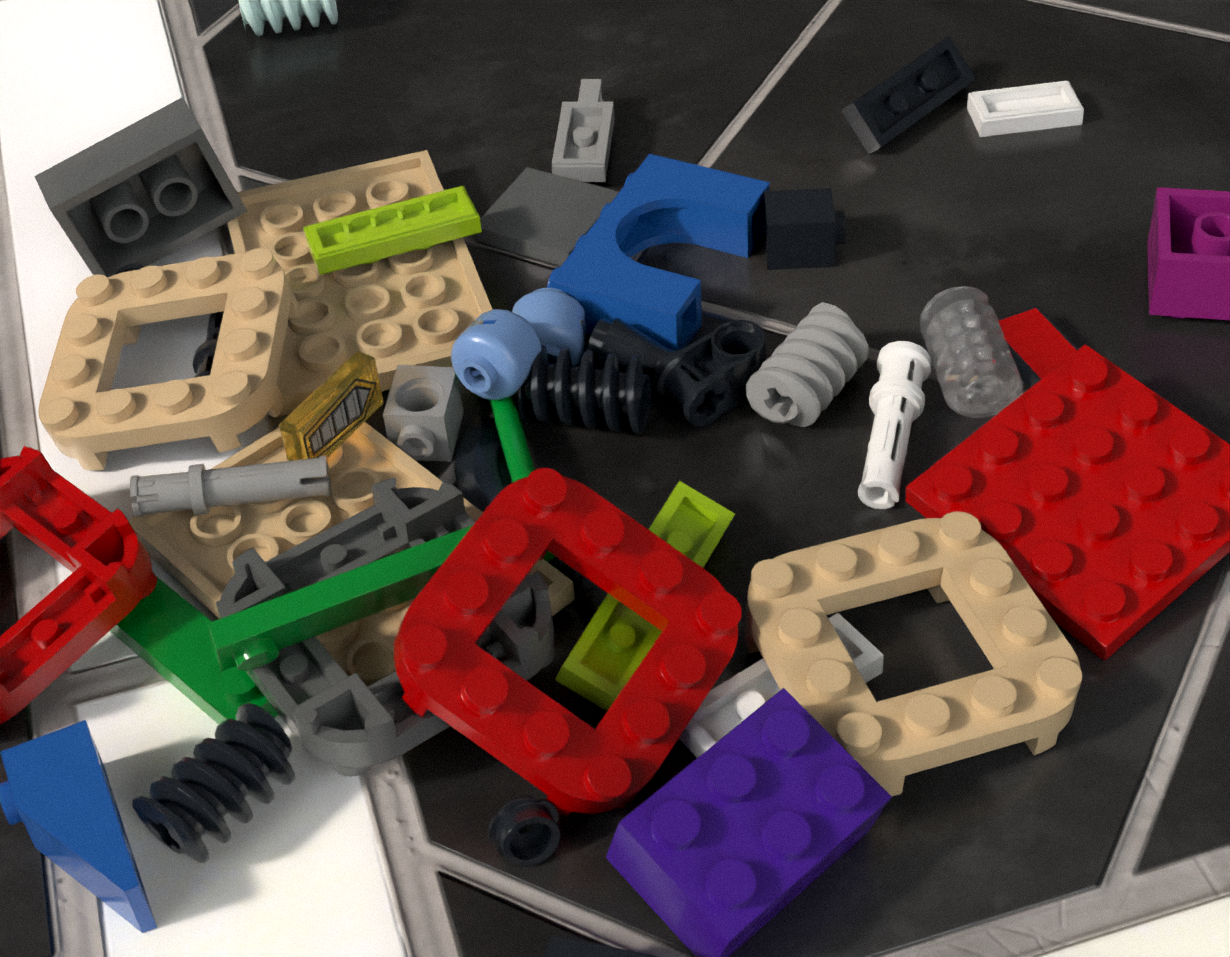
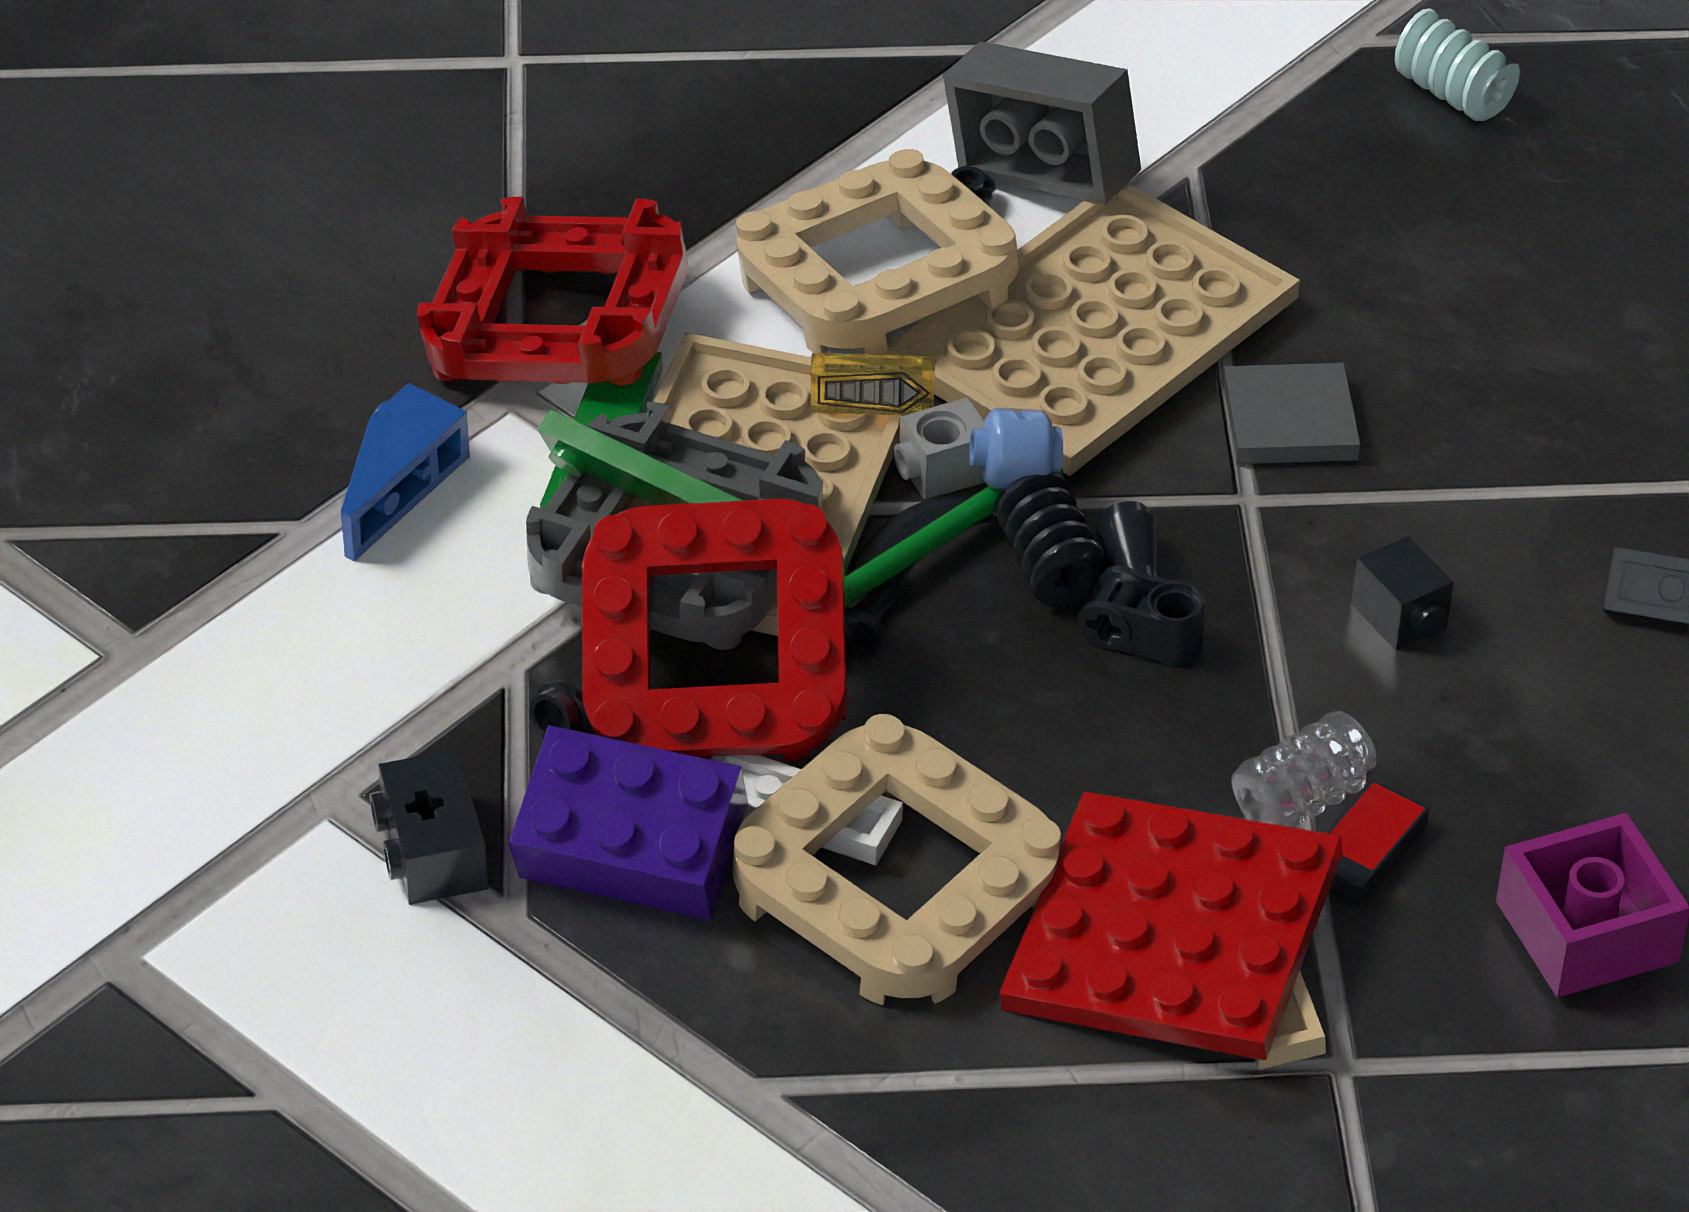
camera: 55 degrees right, 0 degrees up
(217, 782) = (469, 520): black piece -> none
(229, 486) = (737, 354): light grey pin -> none
(392, 230) = (1143, 309): lime plate -> none
(557, 321) = (1109, 474): medium blue head -> none
(584, 135) = (1431, 380): light grey hinge -> none
(617, 635) = (878, 674): lime plate -> none
(656, 207) = (1206, 483): blue arch -> none
(808, 368) = (1196, 672): light grey piece -> none
(896, 404) = (1202, 753): white pin -> none

